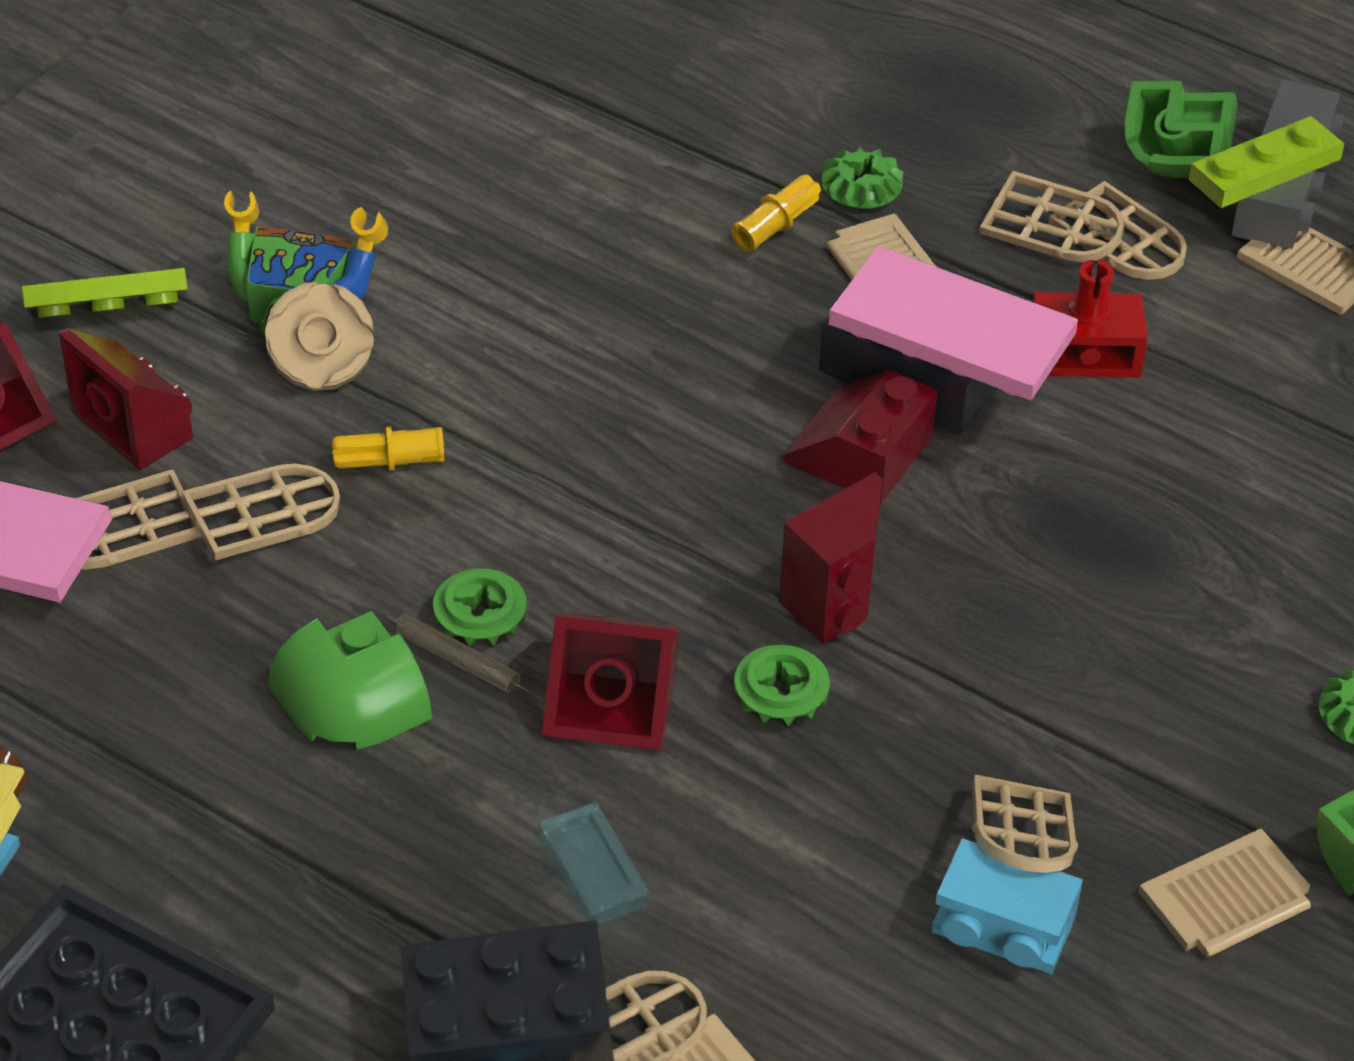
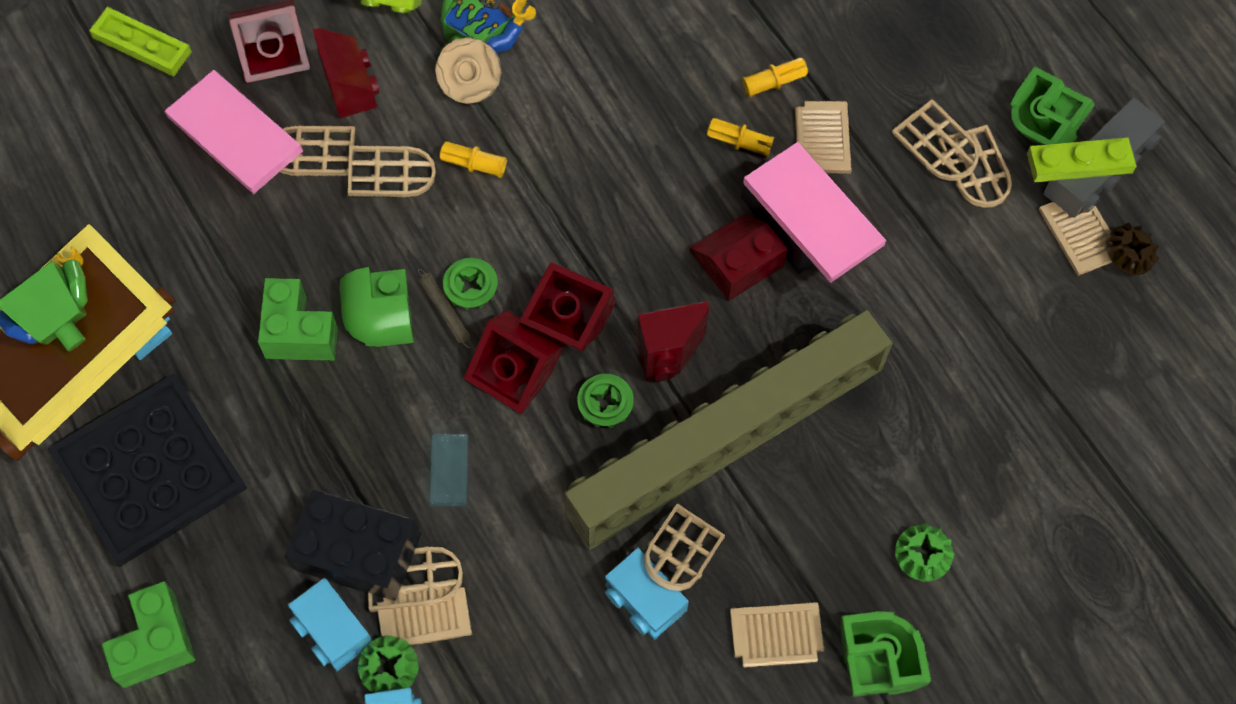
camera: 25 degrees right, 20 degrees up
(236, 758) = (290, 330): none -> bright green brick
(659, 565) = (568, 307): none -> dark red slope
(774, 297) = (740, 136): none -> yellow axle
(873, 190) = (840, 80): bright green gear -> none
(985, 651) = (726, 429): none -> olive brick
(1109, 327) = (911, 233): red brick -> none

